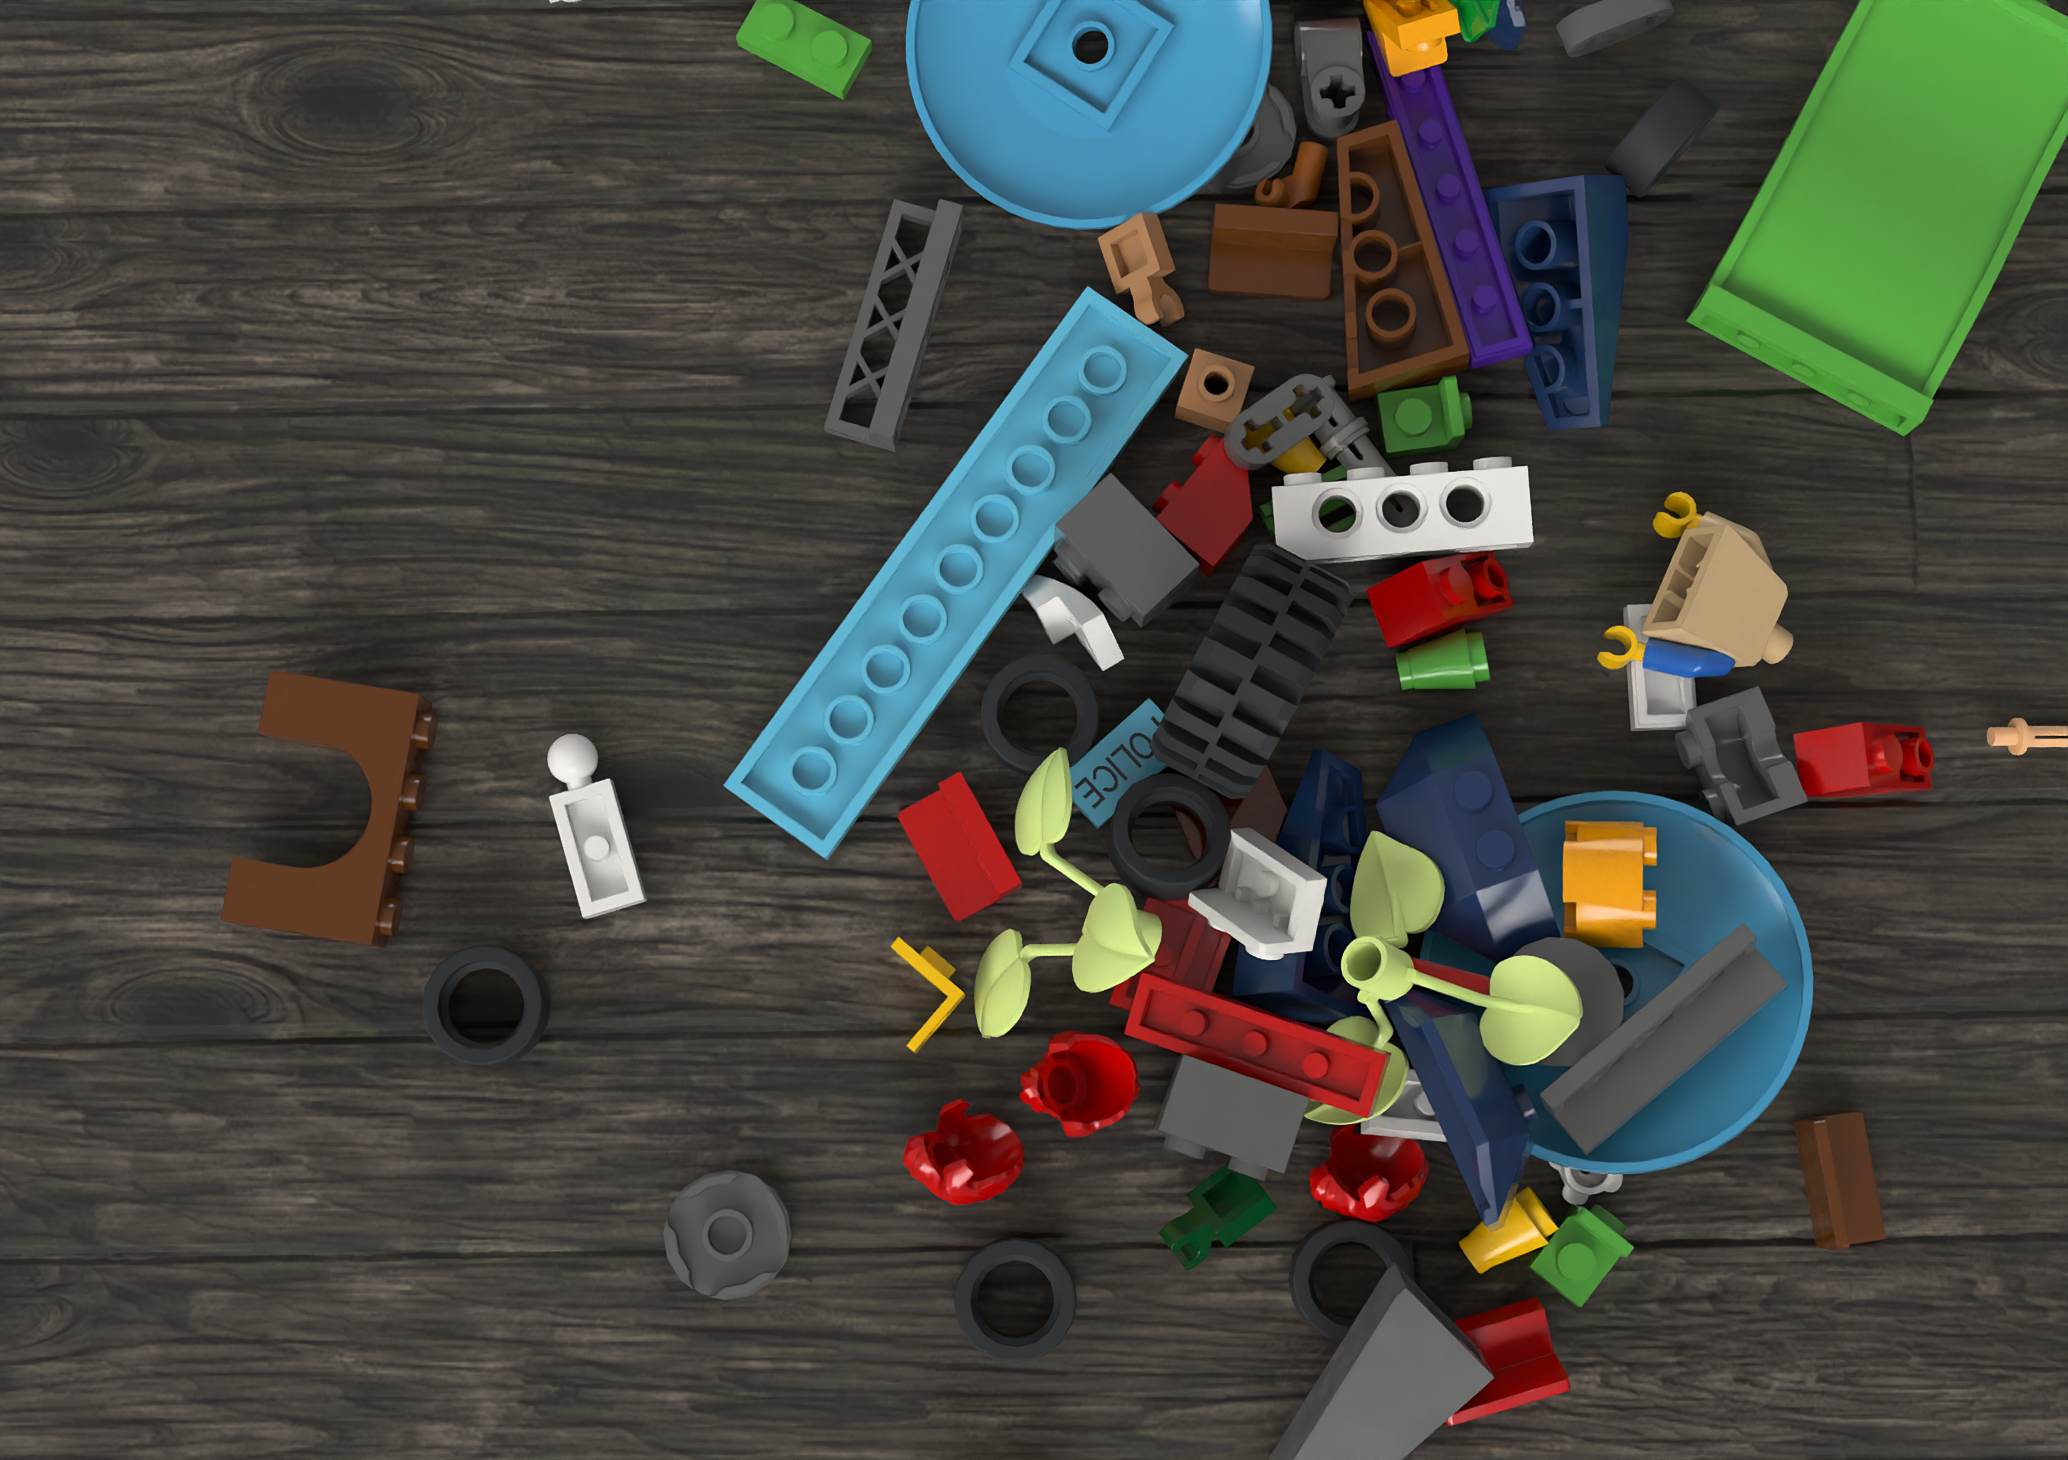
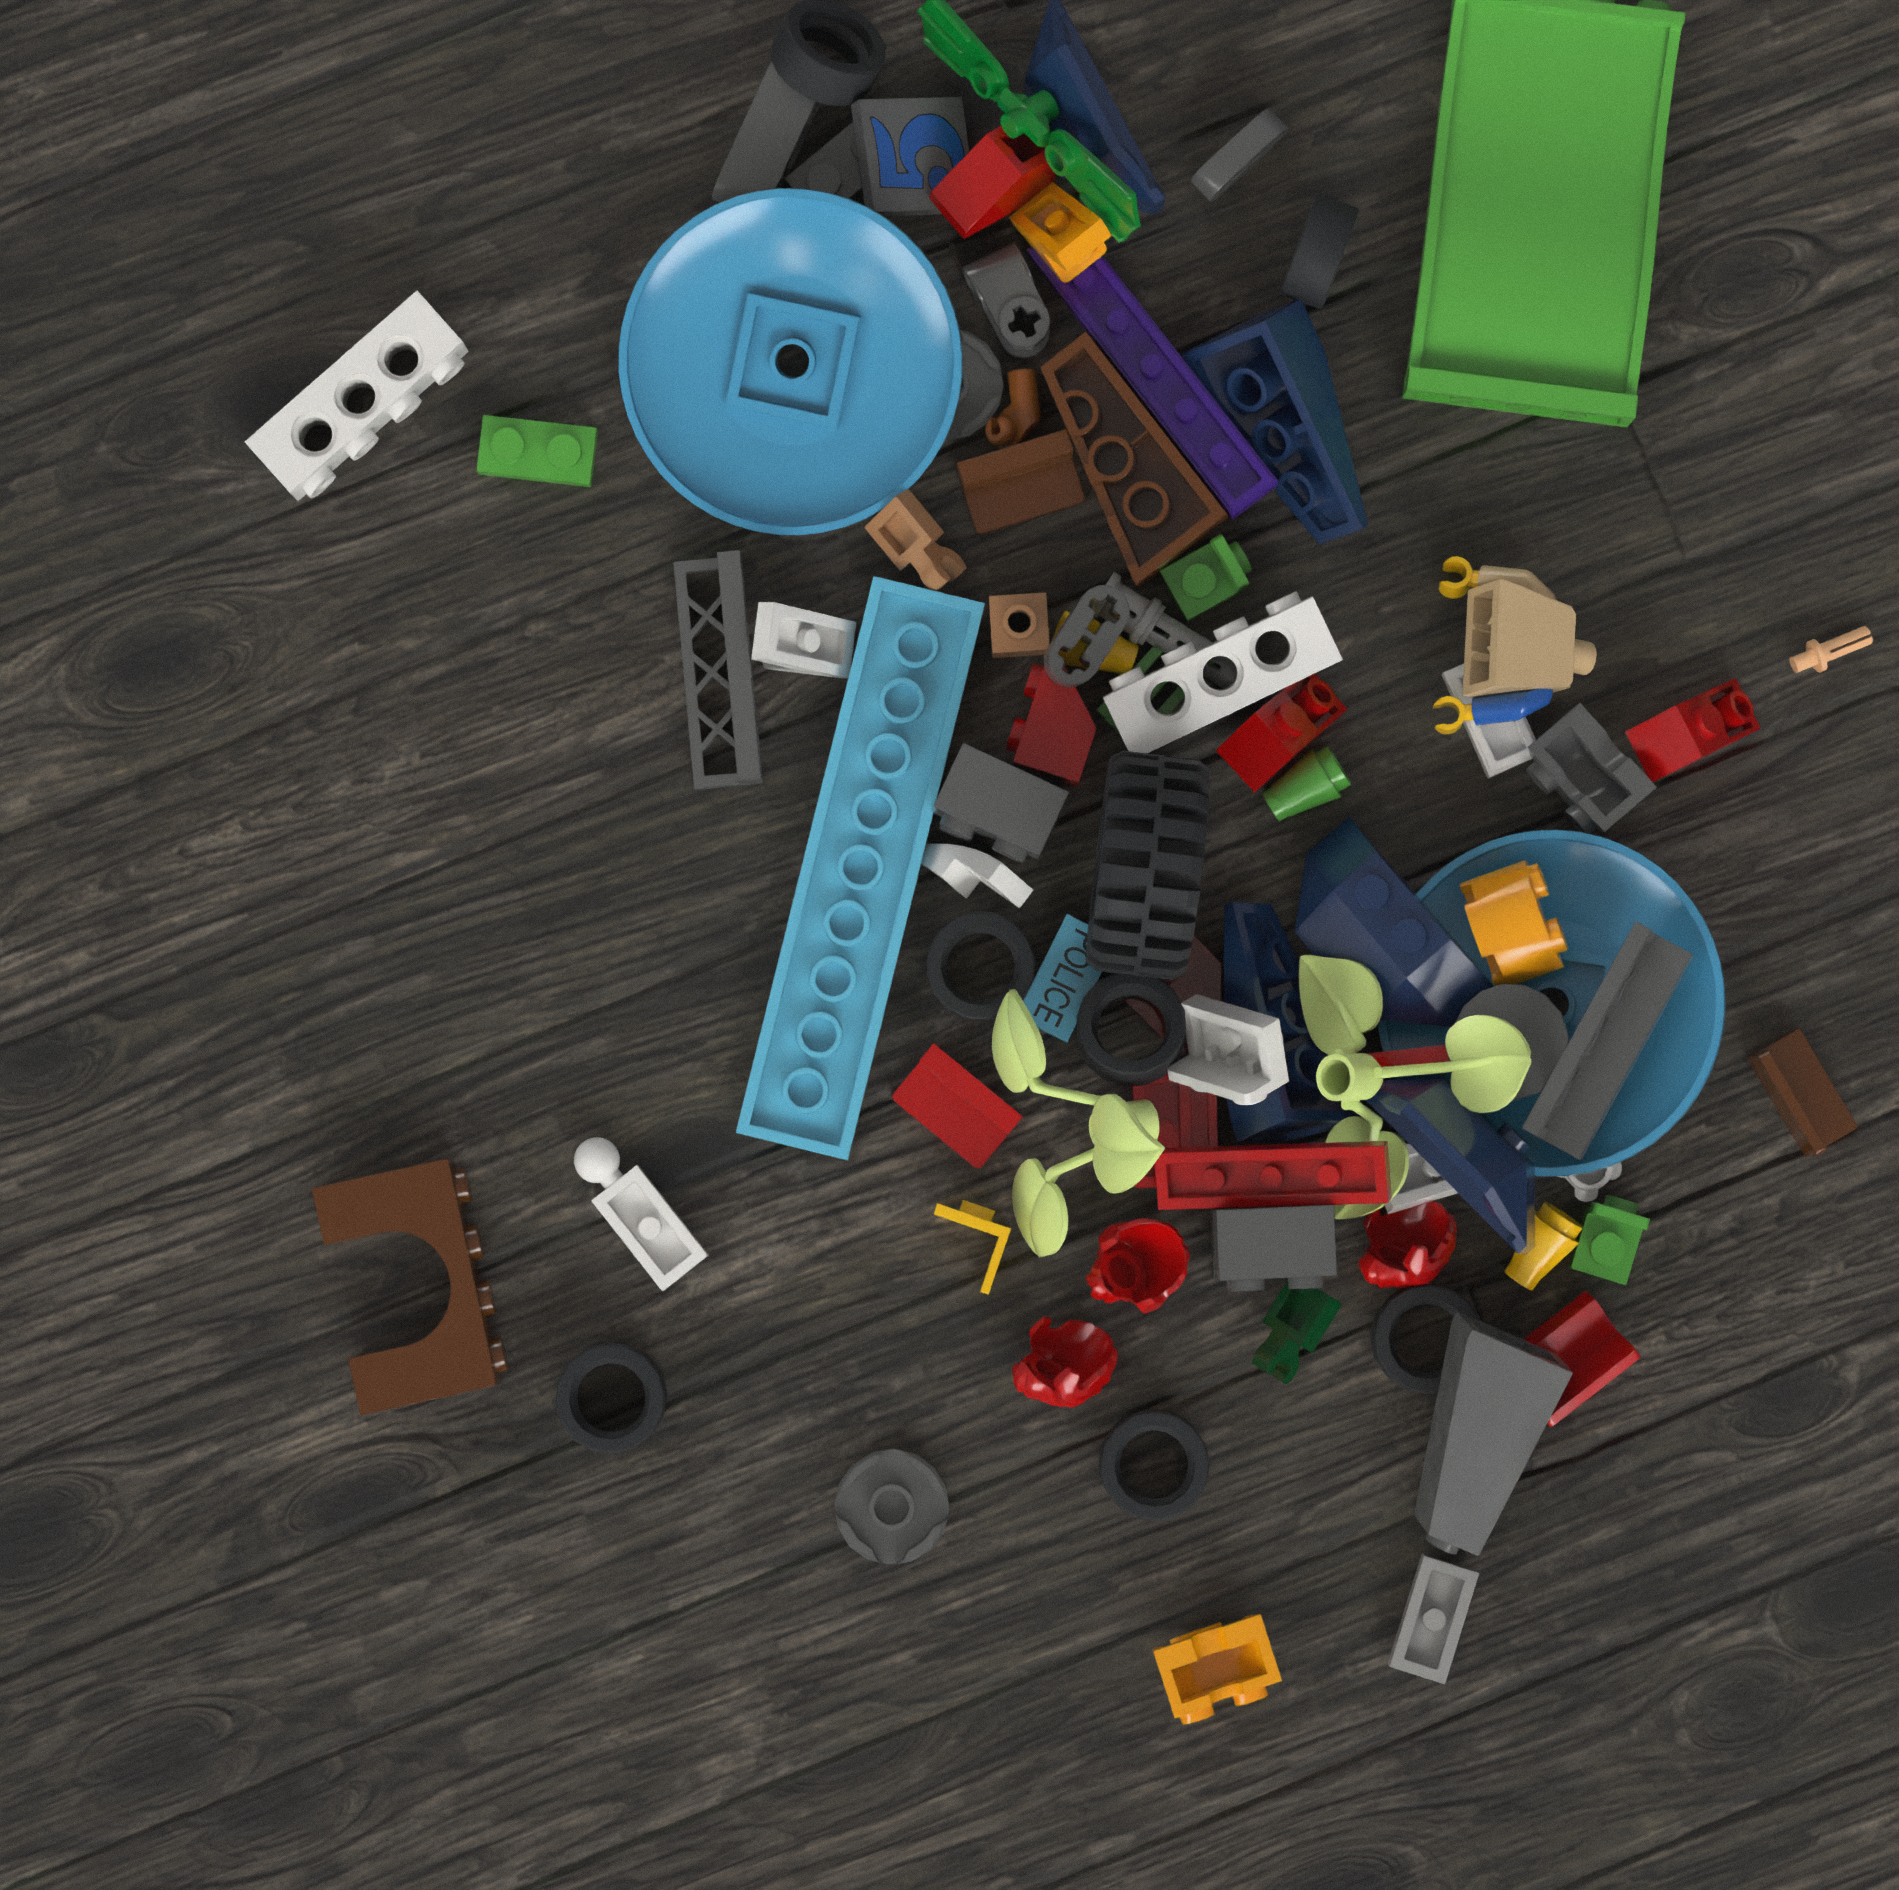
camera: 20 degrees left, 5 degrees up
(989, 321) = (803, 641): none -> white slope

